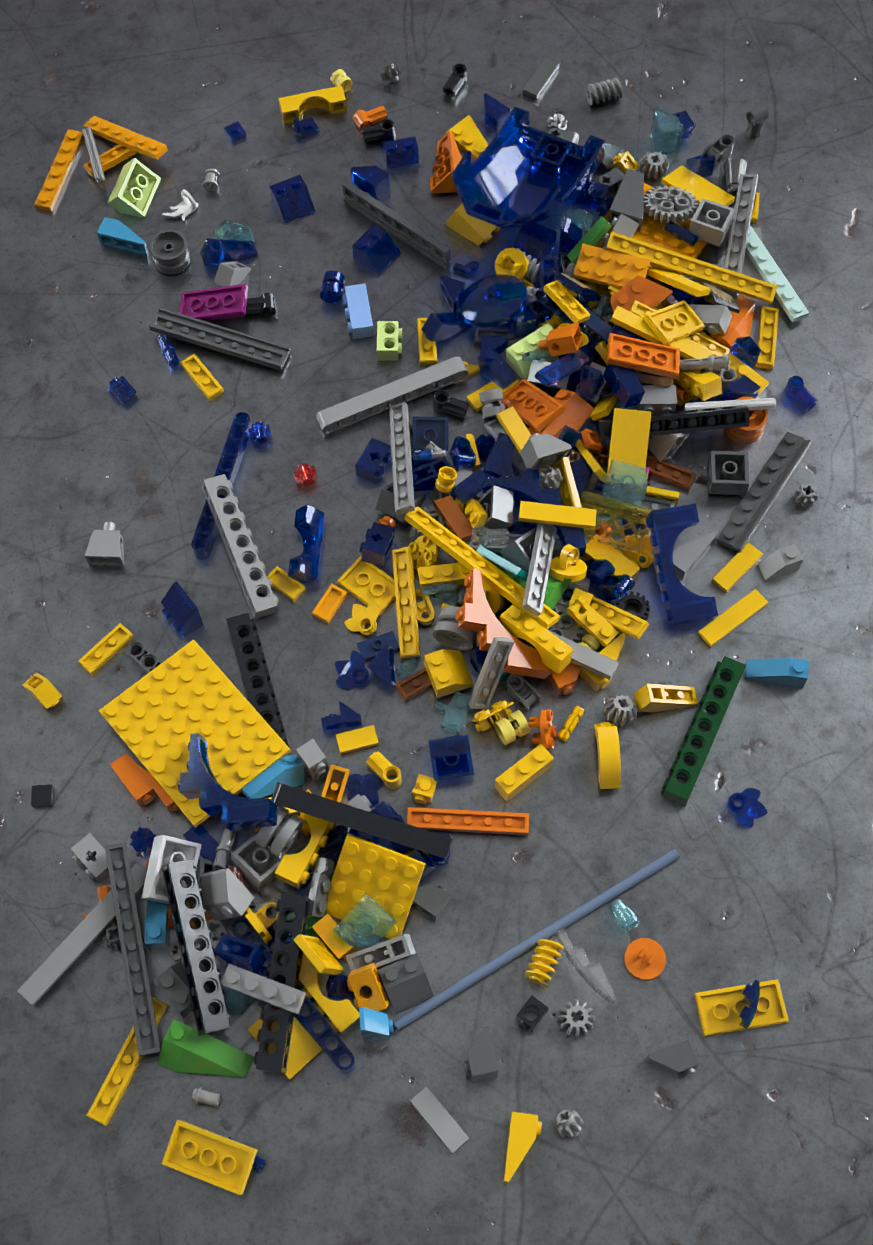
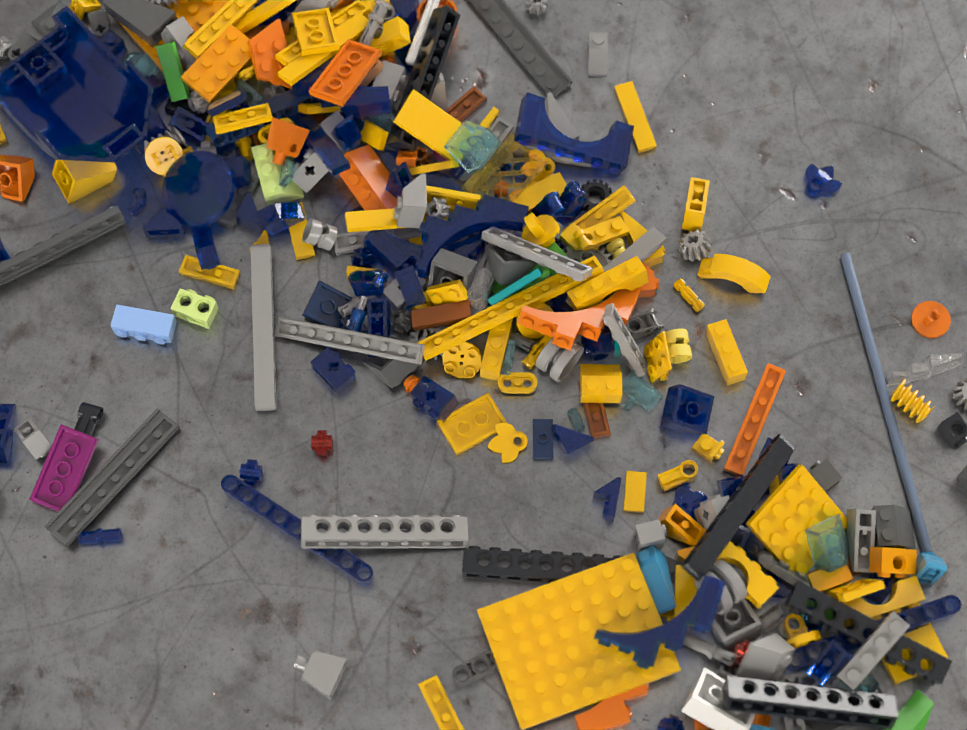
camera: 70 degrees left, 5 degrees up
(121, 389) = (128, 600): clear blue bracket -> none
(181, 610) = (433, 615): clear blue slope -> none
(201, 836) = (691, 671): clear blue tile -> none
(202, 377) = (149, 512): yellow tile -> none
(285, 585) = (438, 503): yellow tile -> none
(310, 525) = (386, 457): clear blue arch -> none
(329, 603) = (477, 469): light orange tile -> none
(332, 287) = (98, 338): clear blue wheel -> none
(350, 670) = (558, 473): clear blue plate -> none
(375, 249) = (73, 281): clear blue slope -> none
(406, 603) = (509, 395): yellow tile -> none
(446, 479) = (396, 306): yellow wheel -> none
(449, 404) = (301, 275): black piece -> none
(533, 404) = (345, 194): orange tile -> none
(547, 730) = (692, 318): orange plate -> none
(557, 515) = (486, 217): yellow tile -> none
(604, 206) = (132, 42): clear blue pin -> none
(626, 917) = (889, 319): clear light blue cone -> none
(681, 792) = (736, 174): dark green brick -> none
(728, 472) = (488, 57): dark grey brick -> none
(737, 567) = (586, 93): yellow tile -> none
(778, 670) = (703, 101): dark azure slope -> none

